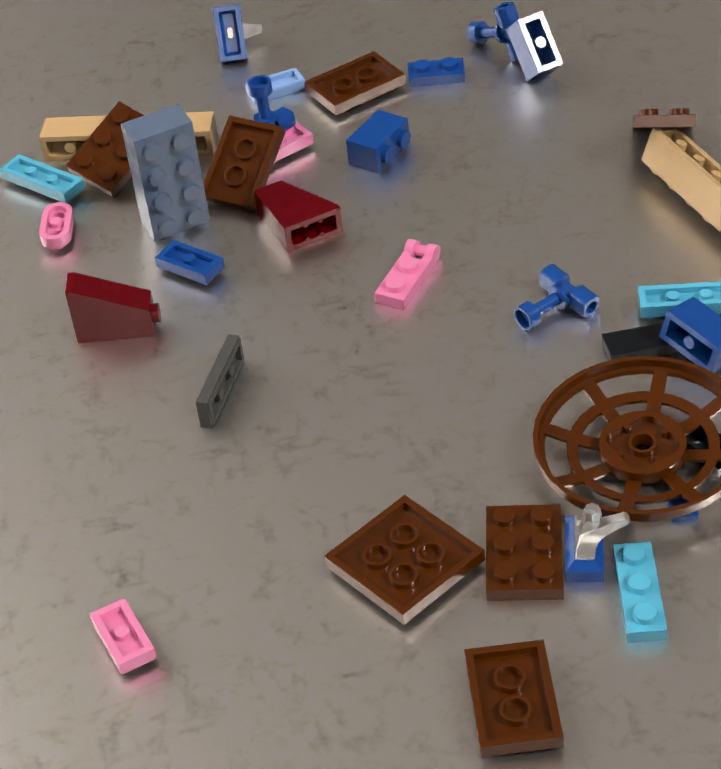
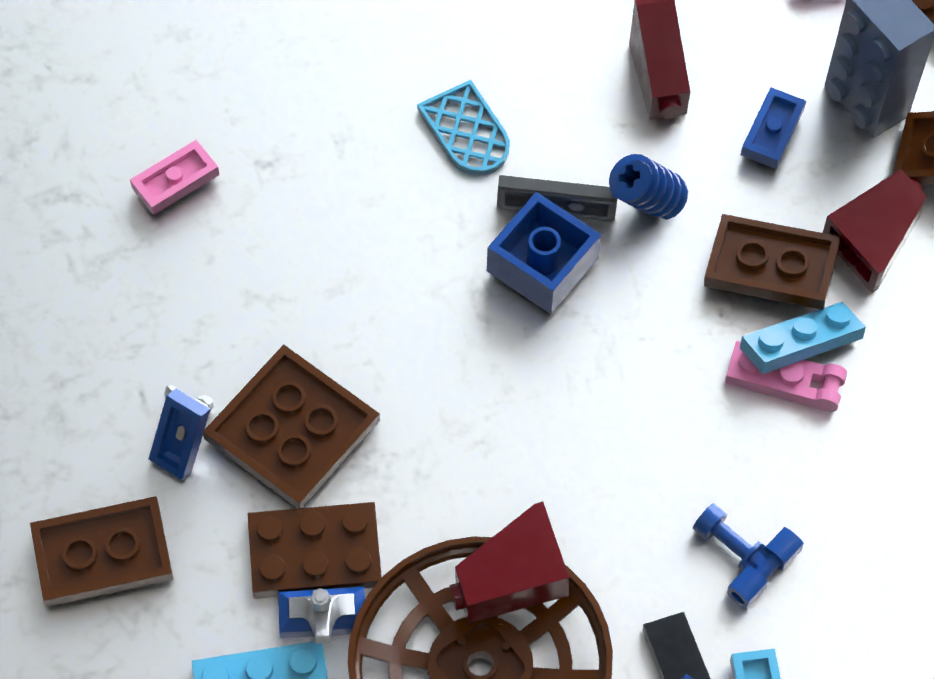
camera: 75 degrees right, 20 degrees up
(129, 424) = (424, 107): none -> medium azure window
(235, 304) = (648, 186): none -> blue piece
(275, 384) = (543, 252): none -> blue brick
(310, 267) = (772, 261): none -> reddish brown plate
(381, 255) = (802, 337): none -> medium azure plate
(402, 621) = (180, 431): none -> blue piece
(570, 398) = (512, 569): none -> dark red slope

